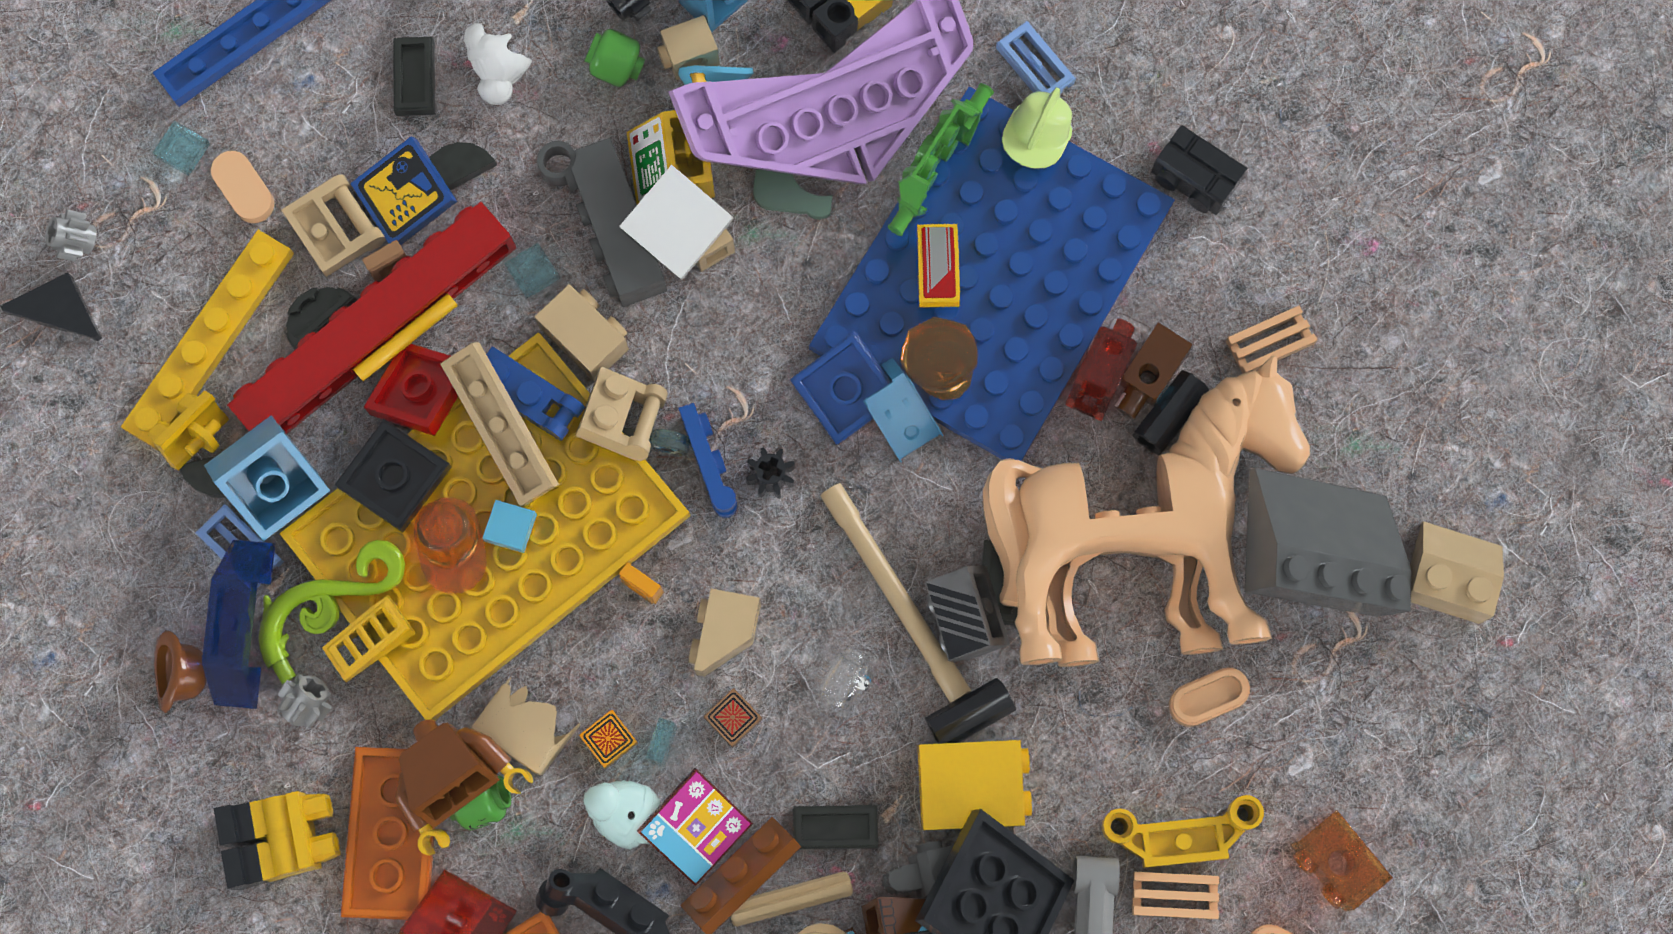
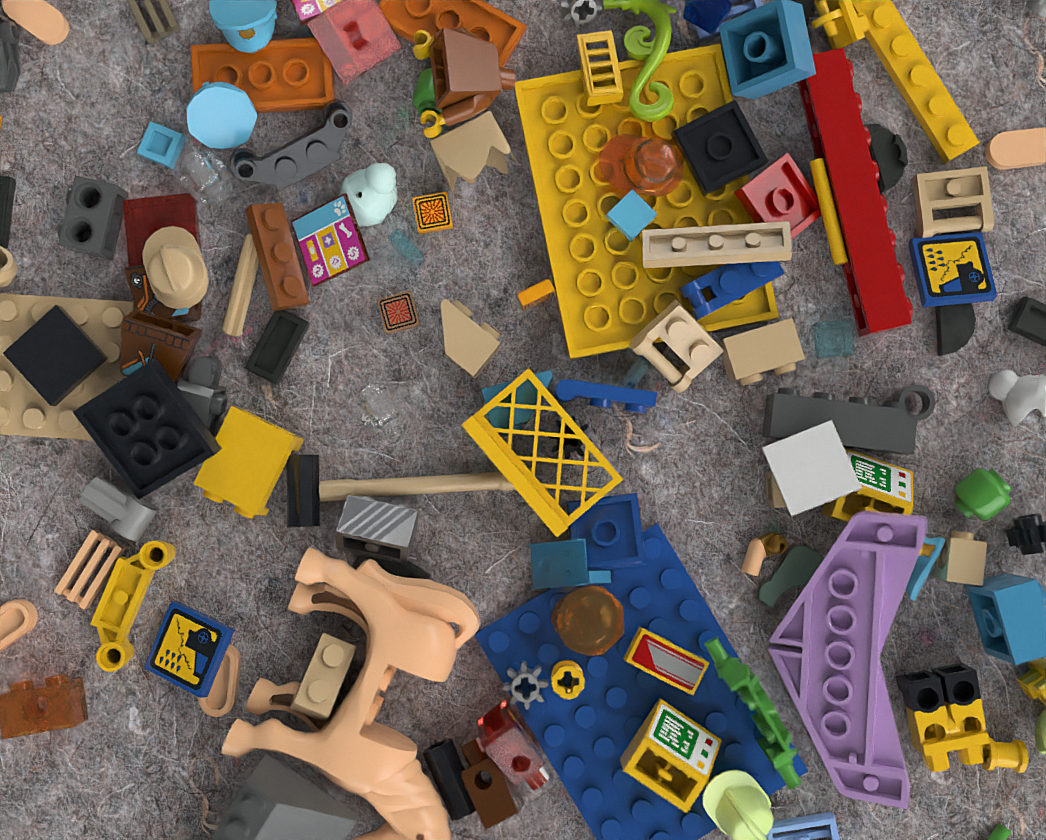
camera: 125 degrees right, 10 degrees up
(382, 261) = (901, 223): medium nougat tile -> none
(762, 546) = (525, 394): none -> dark azure slope
(780, 236) = (760, 548): none -> arm
(832, 503) = (518, 473): none -> yellow fence
(1007, 359) = (577, 684): none -> yellow bush
(1023, 213) = (671, 755): none -> yellow slope
(1036, 395) = (517, 691): none -> light grey gear
(1143, 585) = (323, 677): none -> tan brick
(1195, 742) = (189, 649): none -> tile

